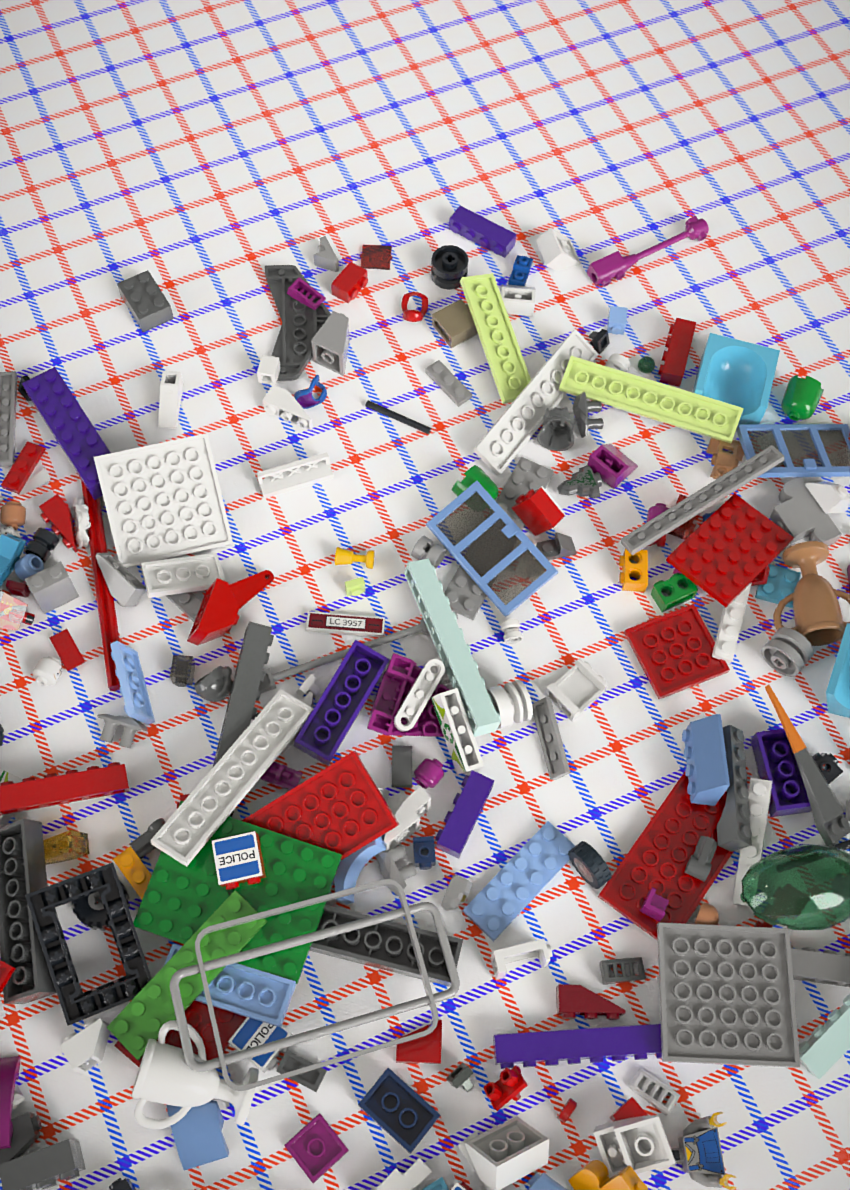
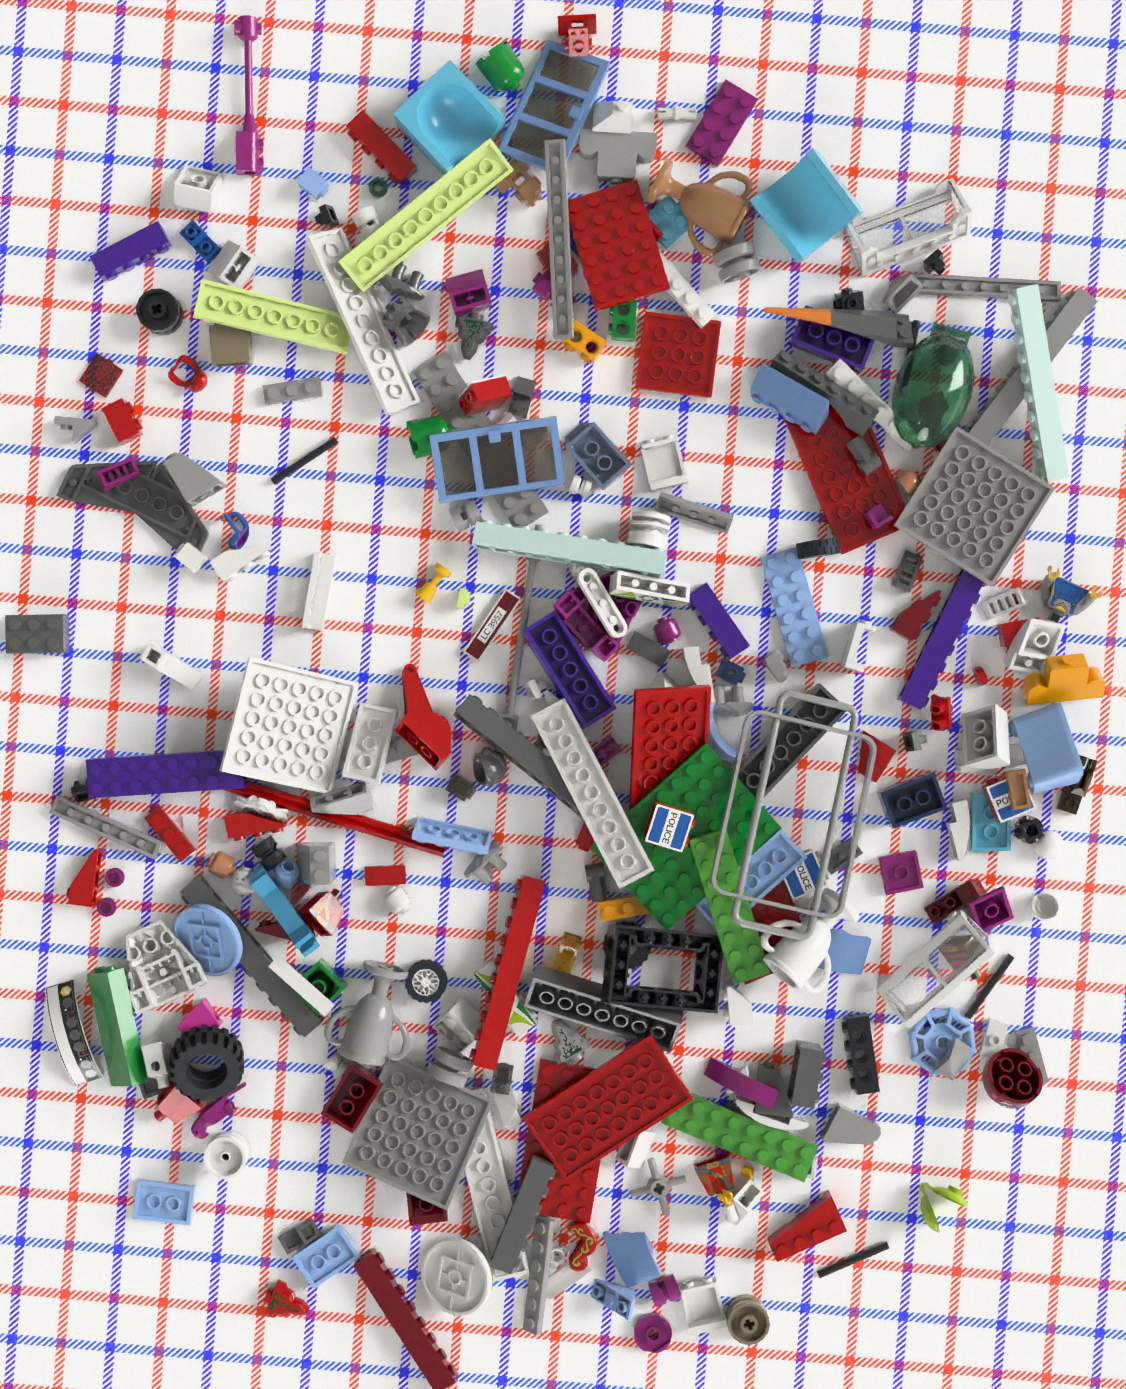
camera: 60 degrees left, 25 degrees up
(546, 631) = (596, 454): none -> sand blue slope

